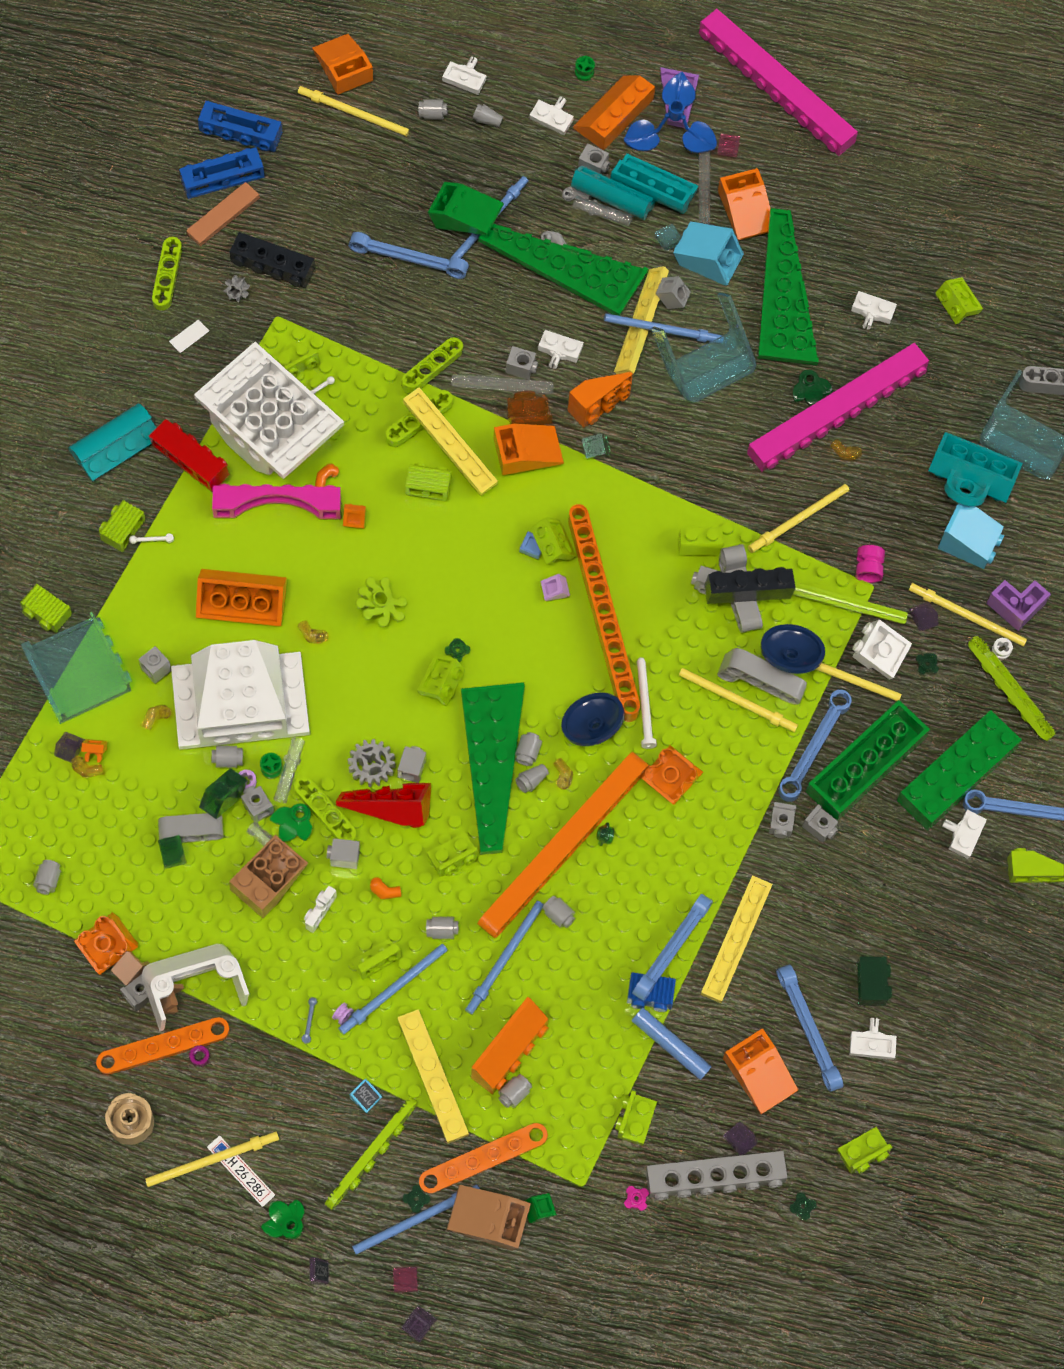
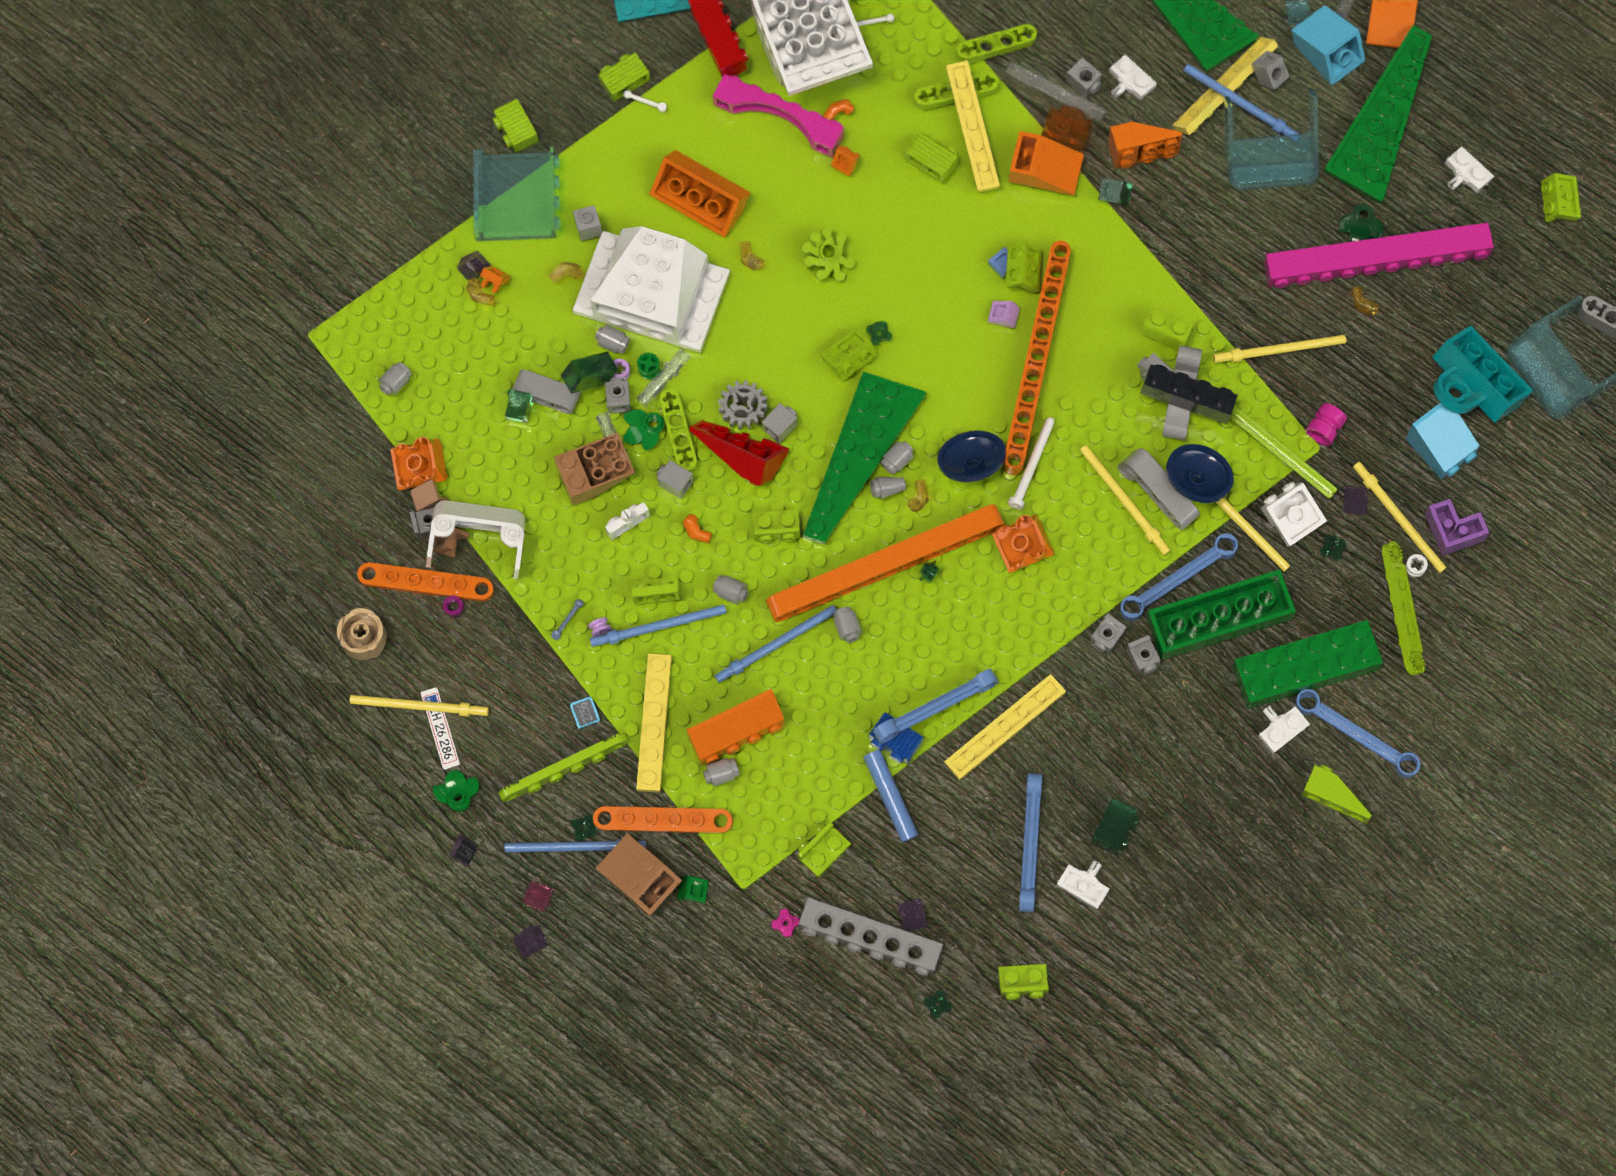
camera: 35 degrees right, 5 degrees up
(760, 1071) = (961, 861): orange slope -> none

